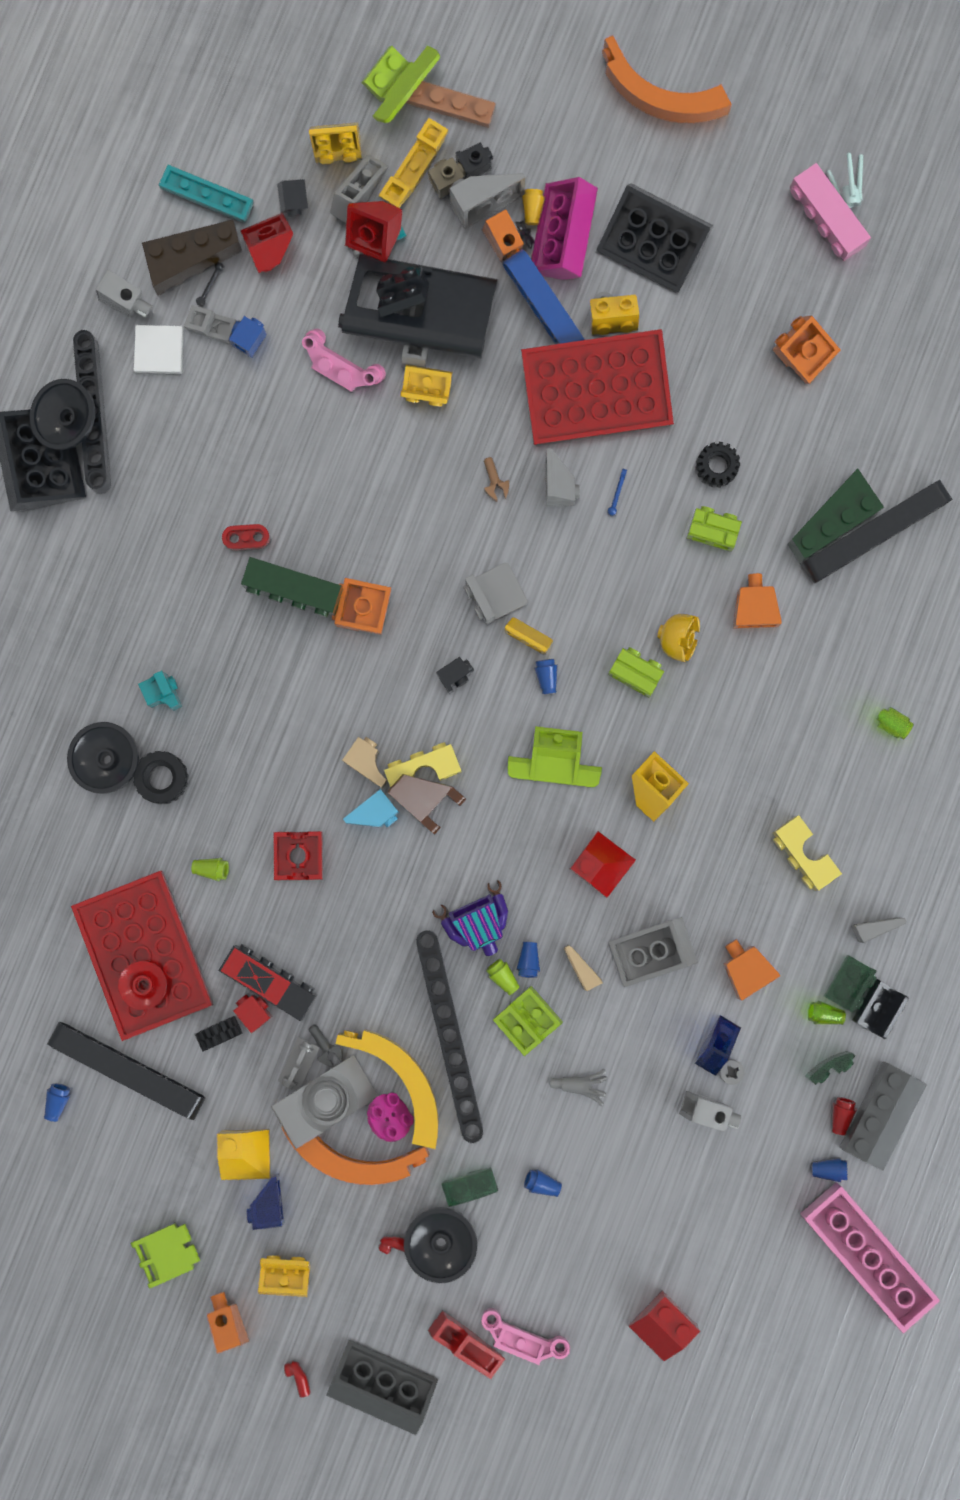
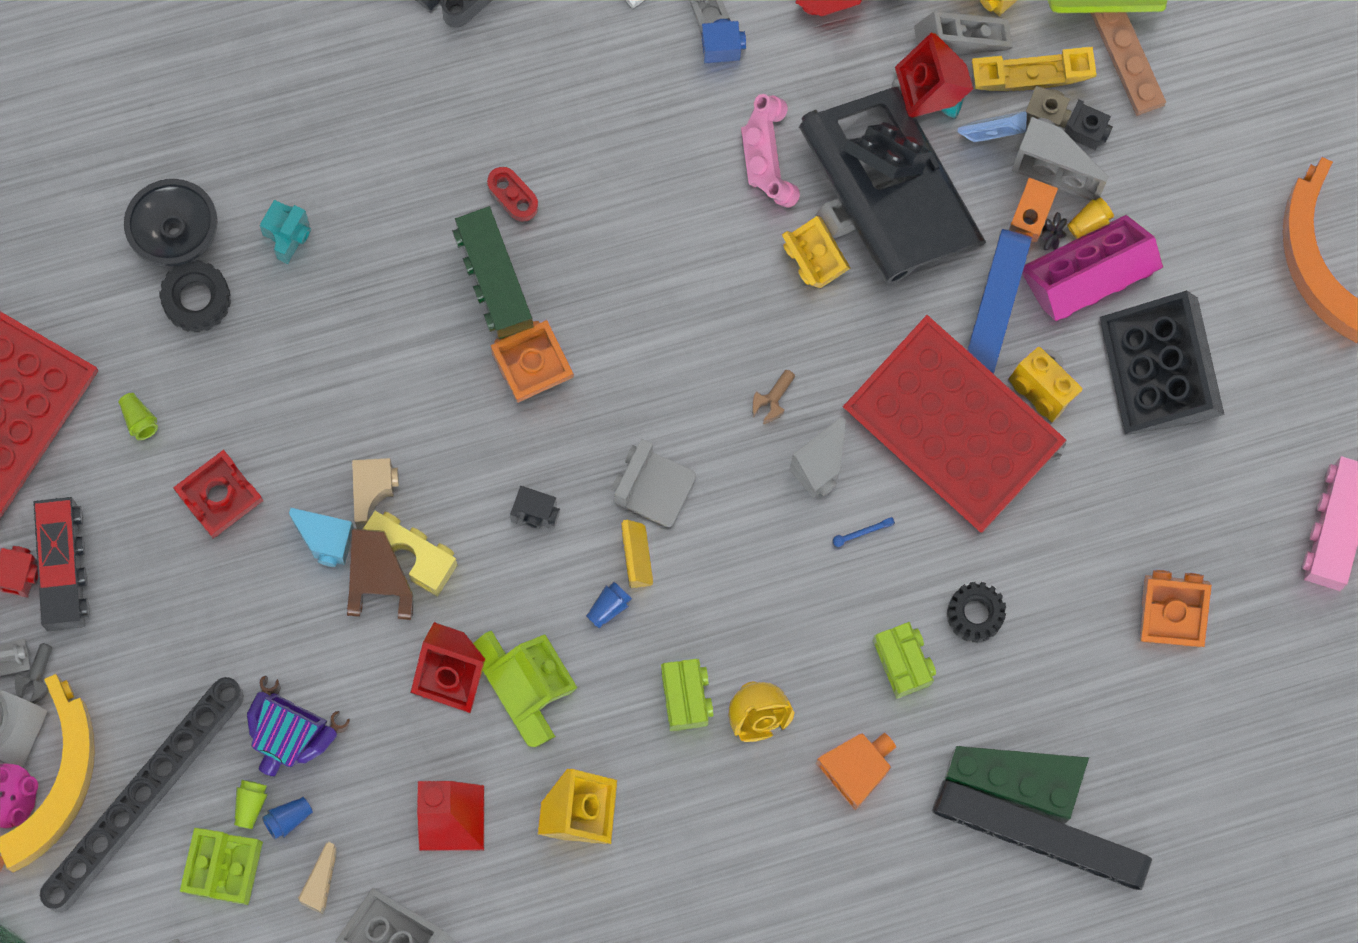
camera: 45 degrees right, 10 degrees down
(432, 215) = (995, 127): none -> light blue slope
(513, 798) = (448, 668): none -> red slope

